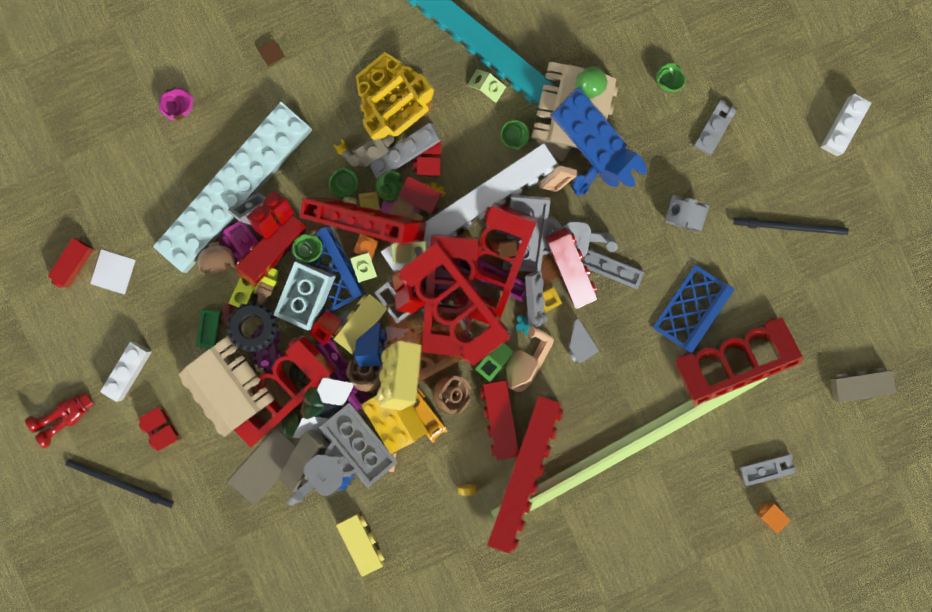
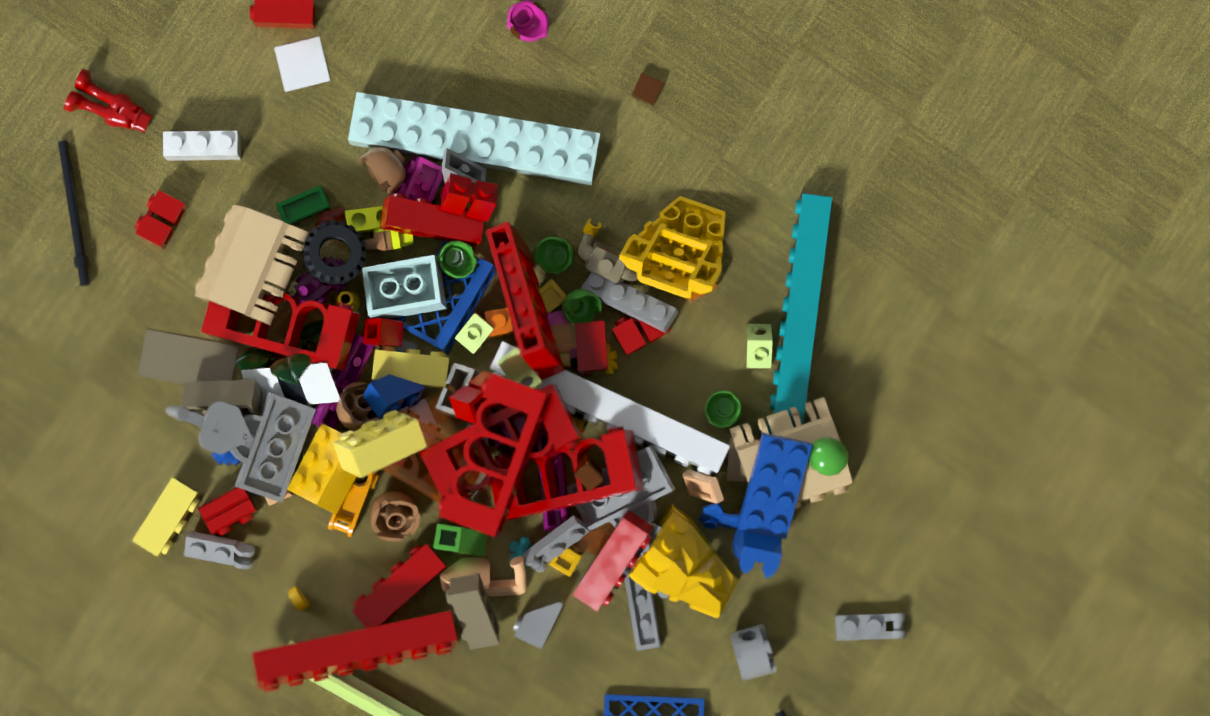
camera: 60 degrees right, 5 degrees down
(293, 333) = (354, 299): none -> yellow cone
(380, 501) = (228, 510): none -> red brick
(403, 522) = (219, 550): none -> light grey hinge
(547, 380) = (473, 611): none -> dark tan brick
(603, 223) = (685, 566): none -> yellow wedge
(670, 77) = (892, 542): bright green hair -> none

